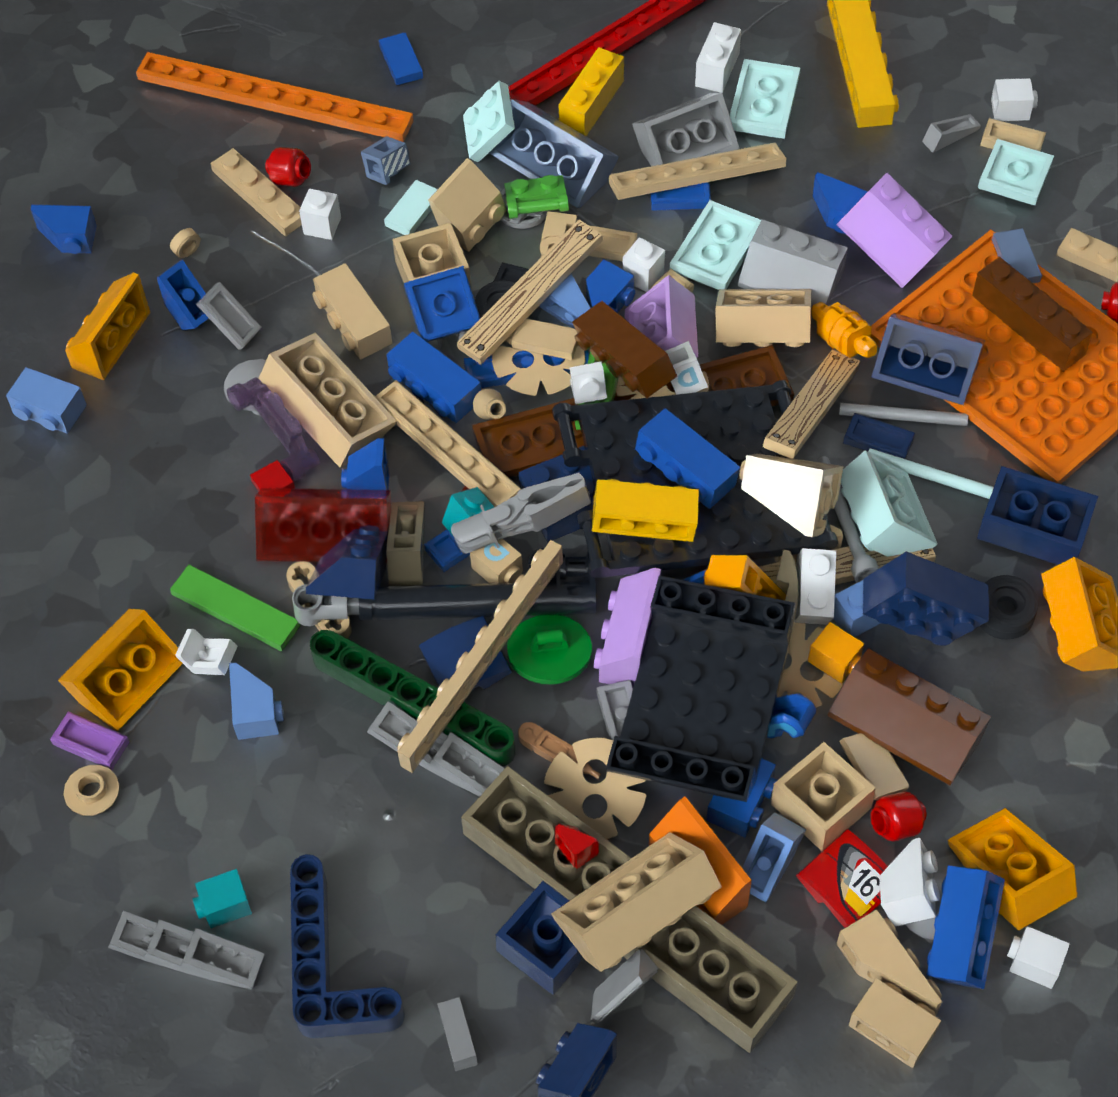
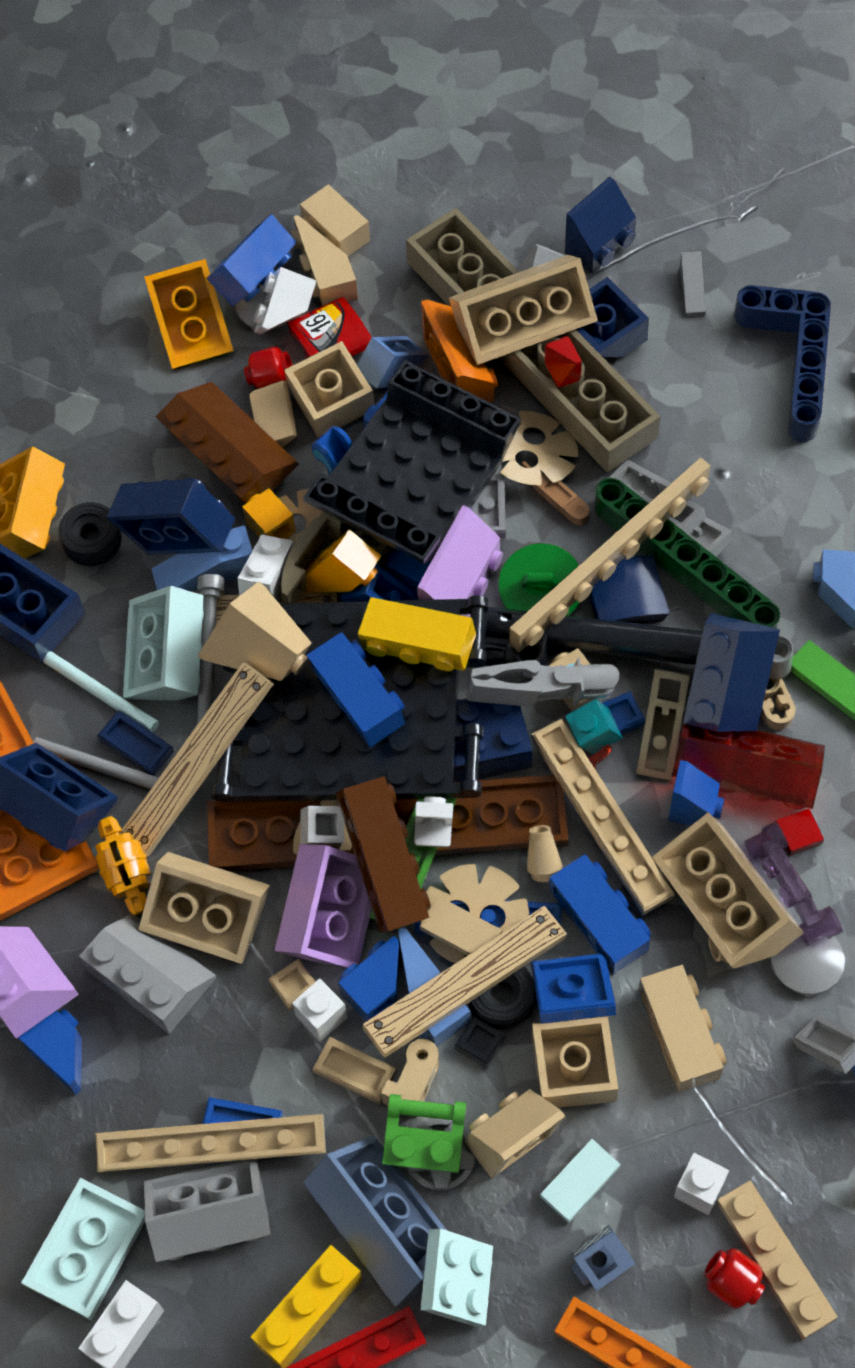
camera: 165 degrees left, 5 degrees up
(715, 246) = (223, 1026): light aqua plate -> none
(1037, 956) = (199, 242): white brick -> none

